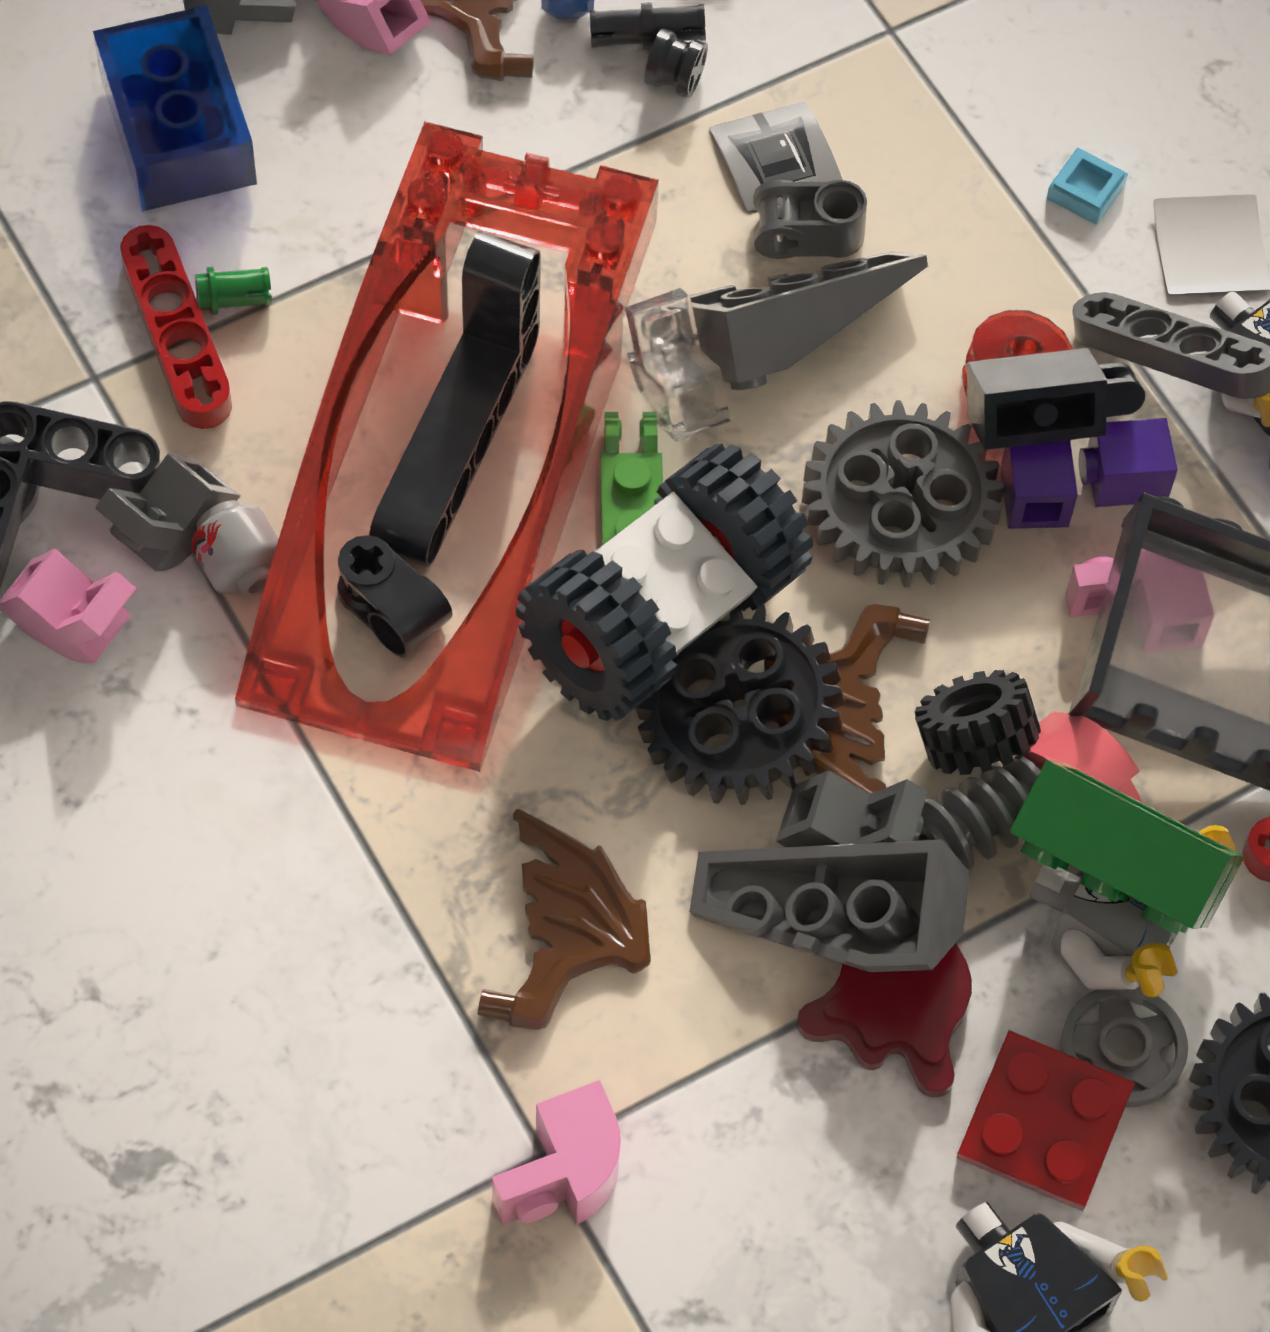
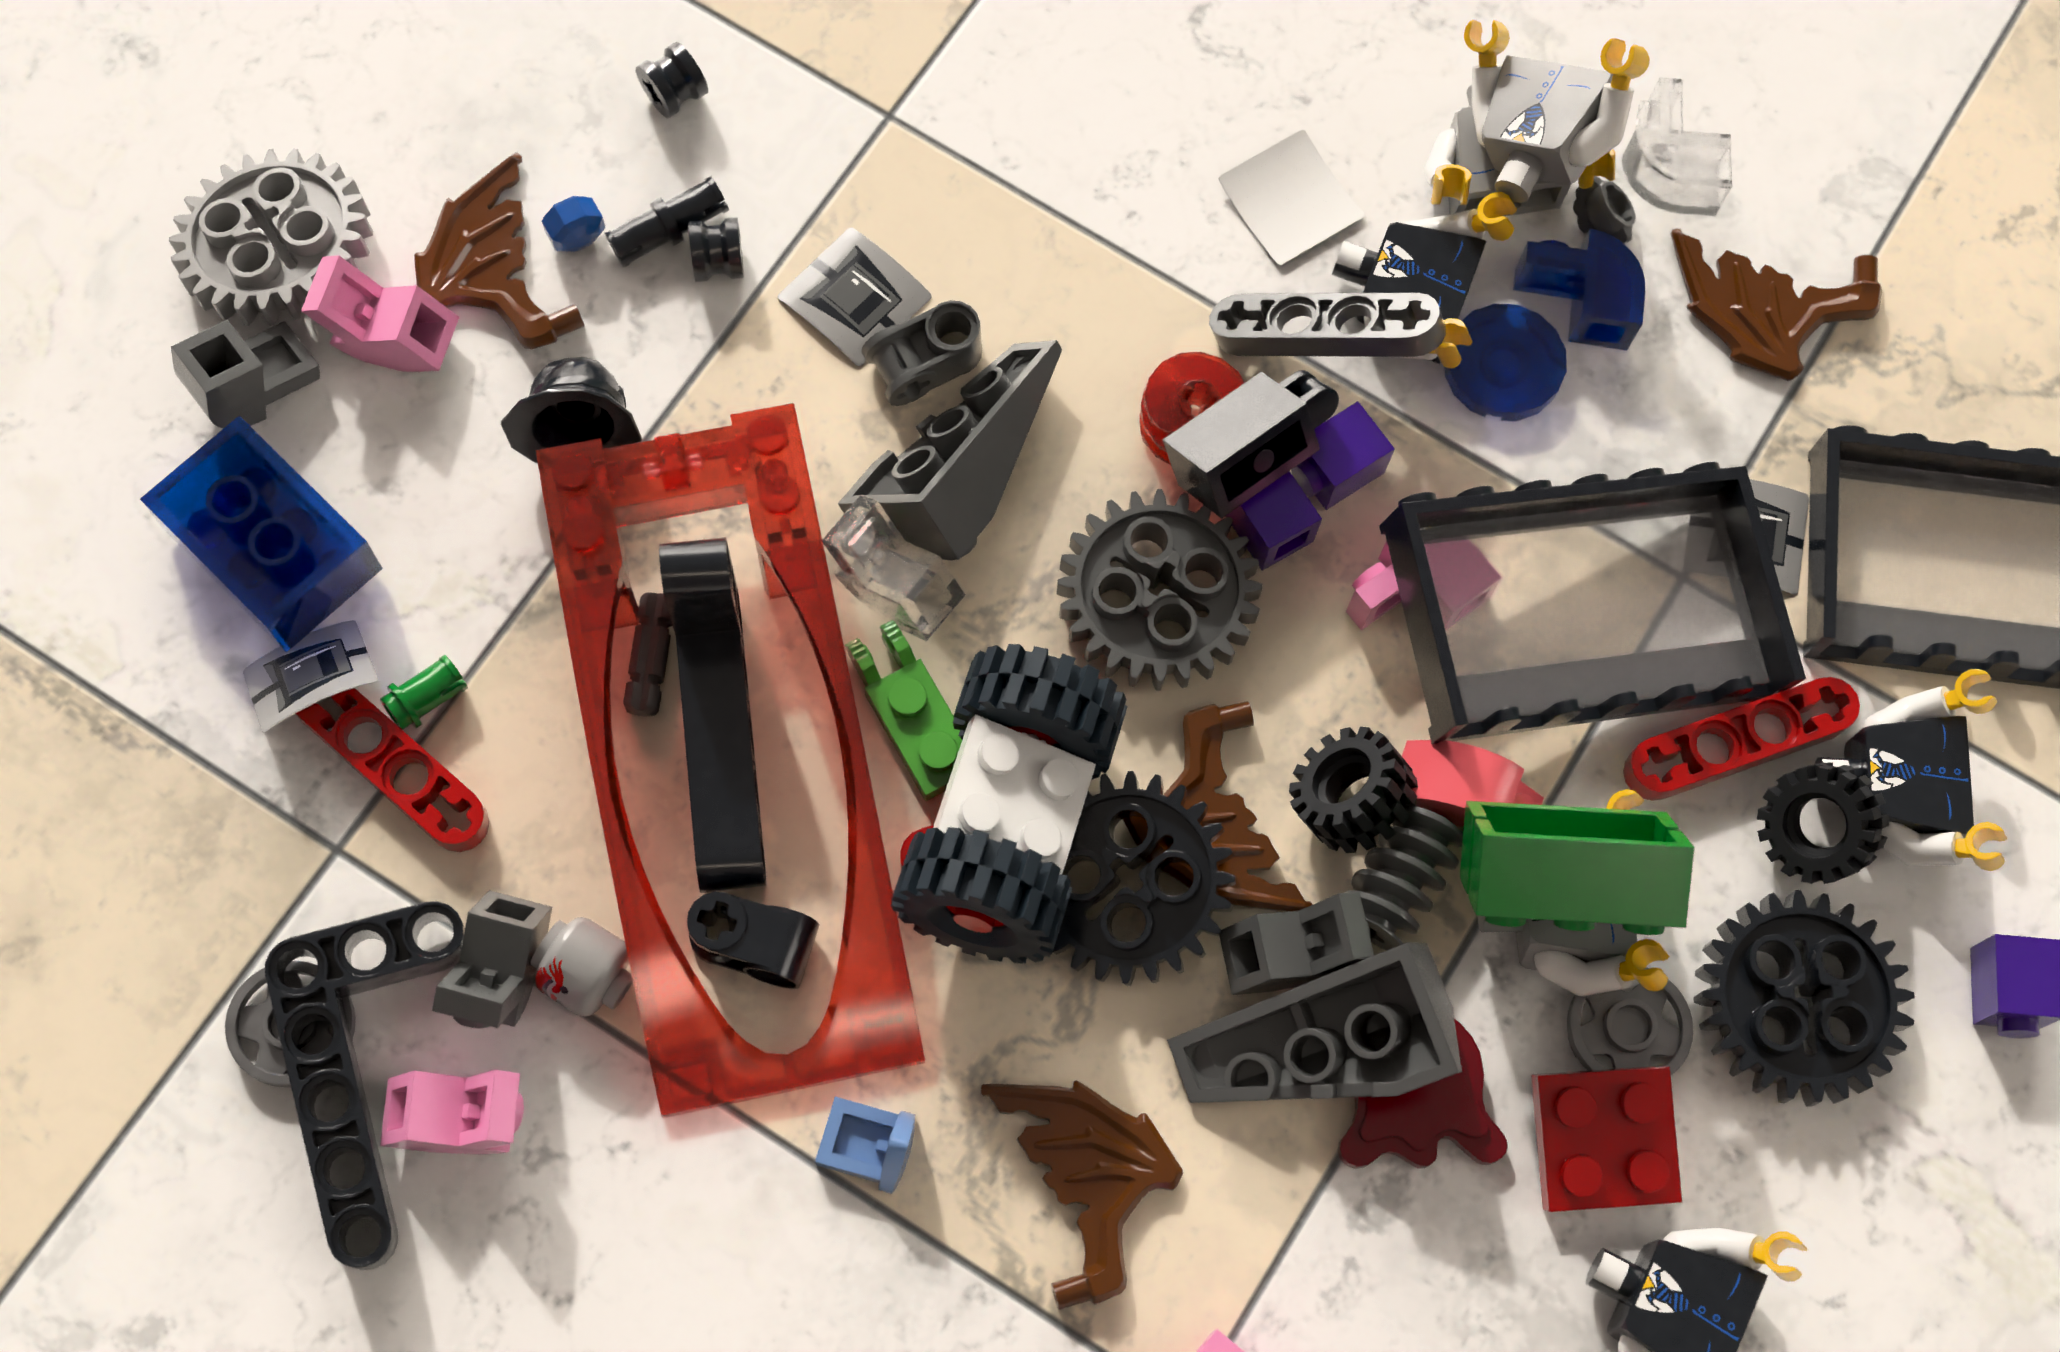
camera: 30 degrees left, 10 degrees up
(157, 227) = (312, 670): none -> sticker
(393, 805) = (867, 1142): none -> medium blue tile
(429, 351) = (648, 656): none -> dark grey axle
(486, 111) = (569, 405): none -> black piece
(1087, 185) = (1152, 192): medium azure tile -> none

